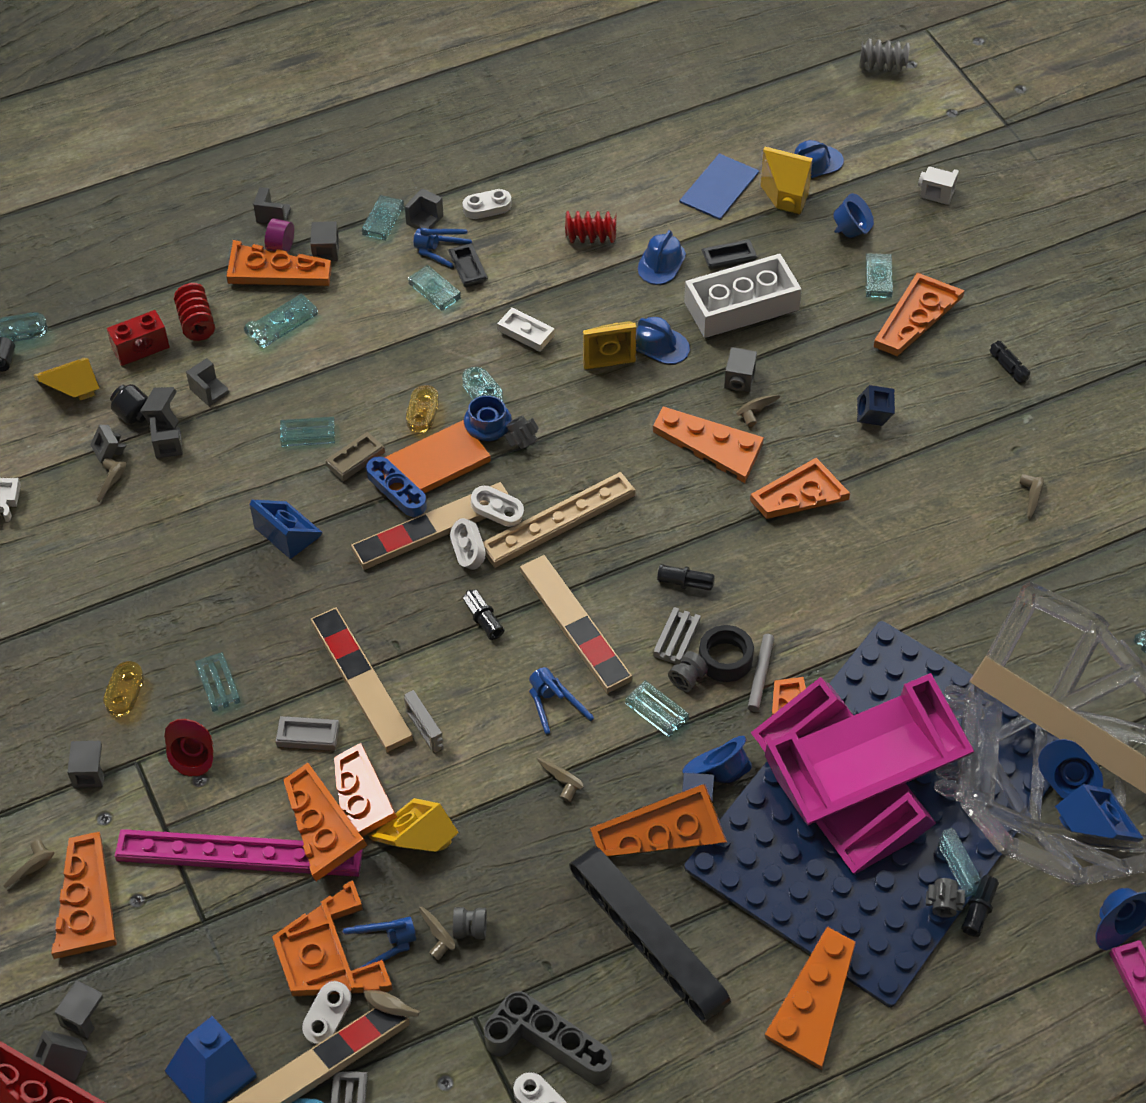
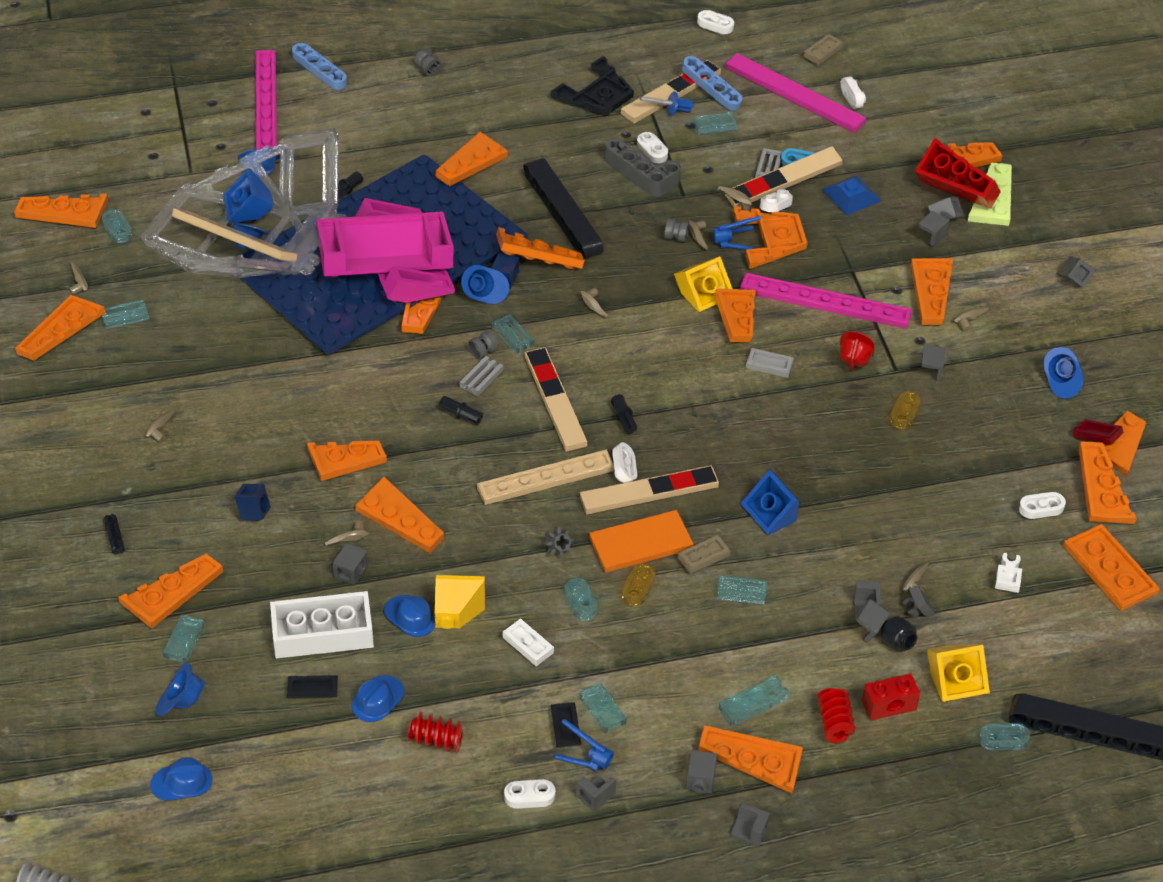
camera: 170 degrees left, 5 degrees down
(204, 383) = (830, 645): dark grey panel -> none
(224, 699) = (837, 420): clear light blue tile -> none
(279, 235) = (746, 782): magenta piece -> none
(323, 825) = (766, 294): orange wing -> none
(361, 680) = (726, 391): tan tile -> none
(382, 217) = (638, 798): clear light blue plate -> none
(398, 497) = (674, 523): blue beam -> none
(423, 721) = (684, 347): light grey tile -> none
(487, 418) = (584, 558): blue piece -> none
(498, 505) = (595, 480): white plate -> none
(547, 685) = (590, 357): blue plant -> none
(719, 186) = (289, 773): window -> none
(730, 635) = (450, 365): black tyre -> none
(760, 672) = (429, 342): light grey bar -> none
(786, 179) = (225, 737): yellow slope -> none
(938, 185) = (77, 715): white brick -> none
(945, 897) = (368, 180): dark grey gear -> none
(959, 862) = (349, 195): clear light blue tile -> none

